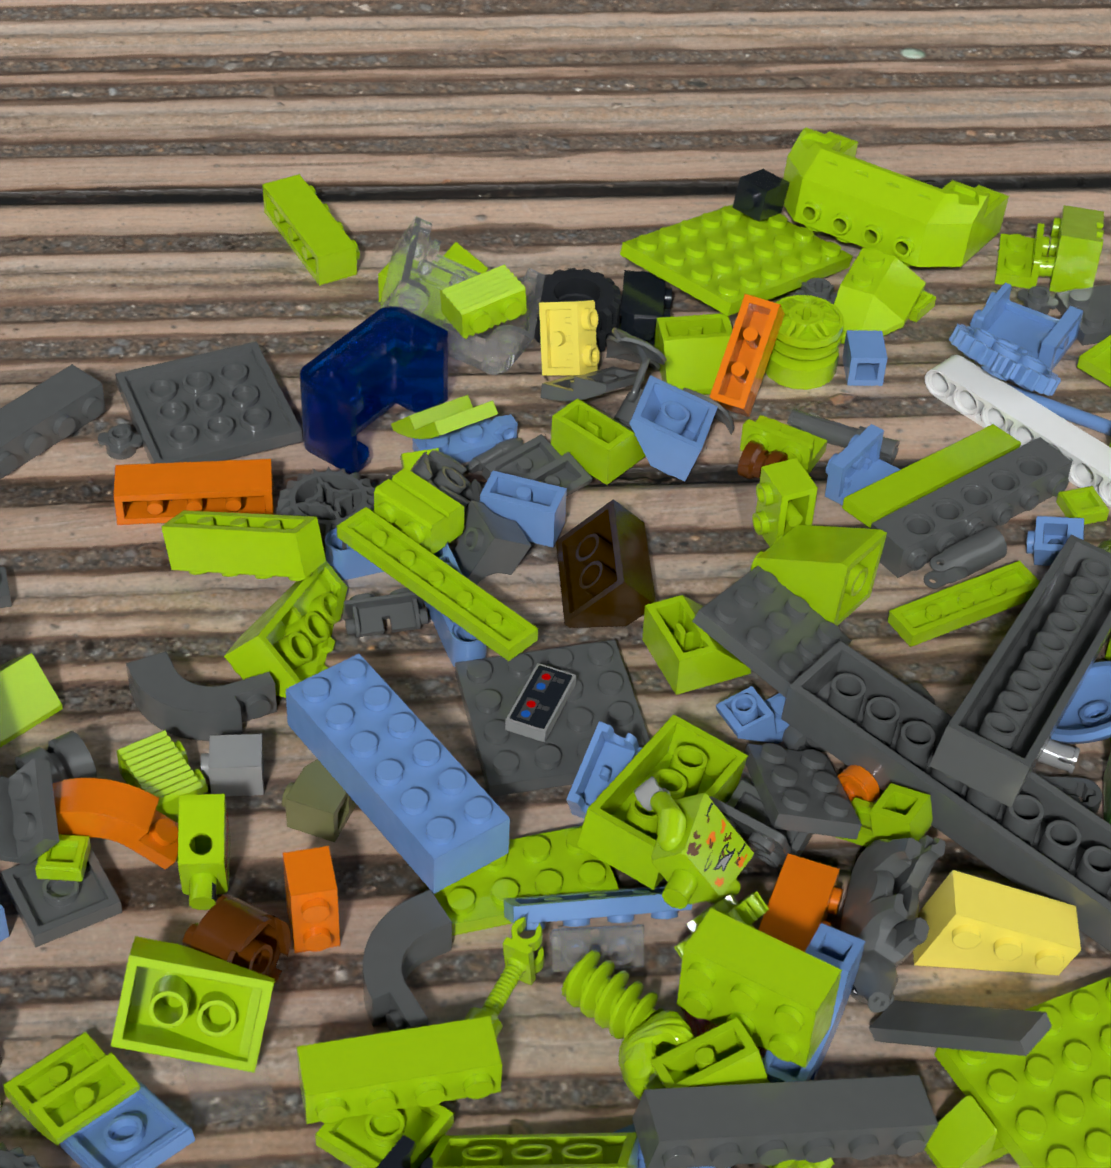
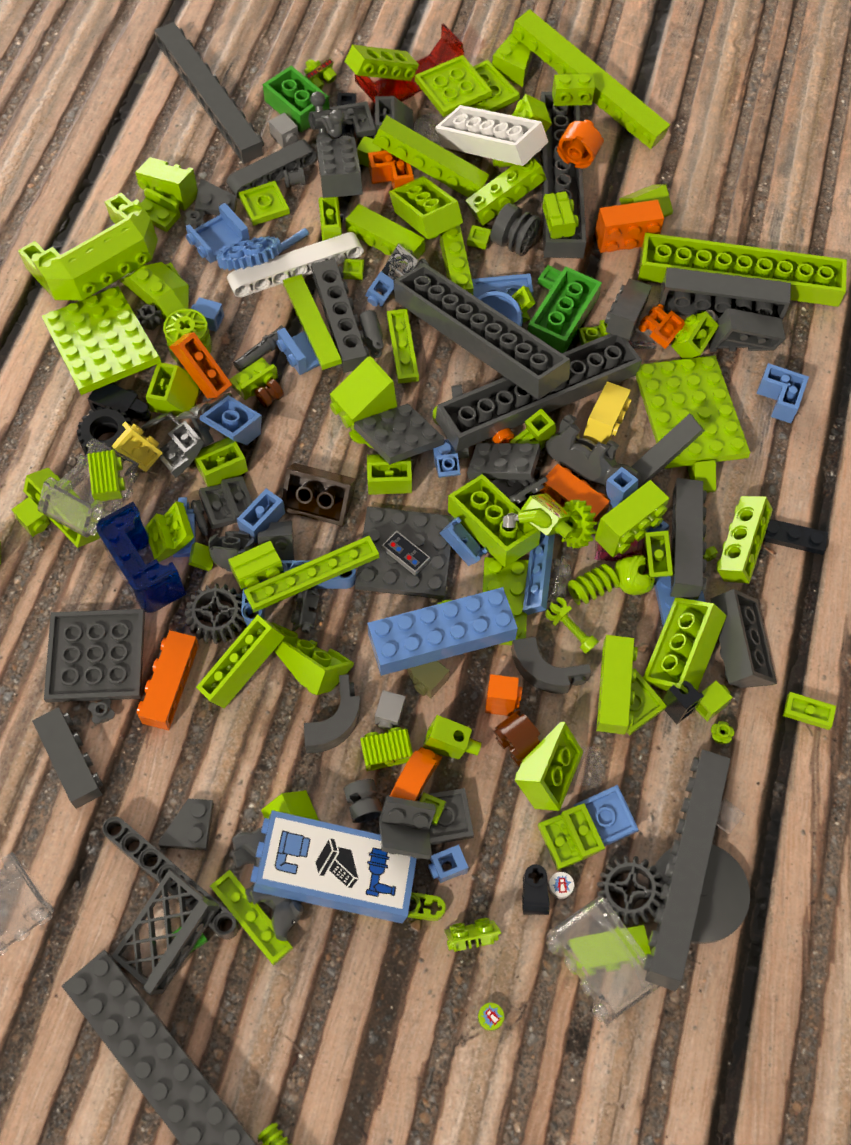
camera: 70 degrees left, 20 degrees up
(760, 194) = (58, 306): black brick -> none
(783, 499) = (312, 393): lime brick -> none

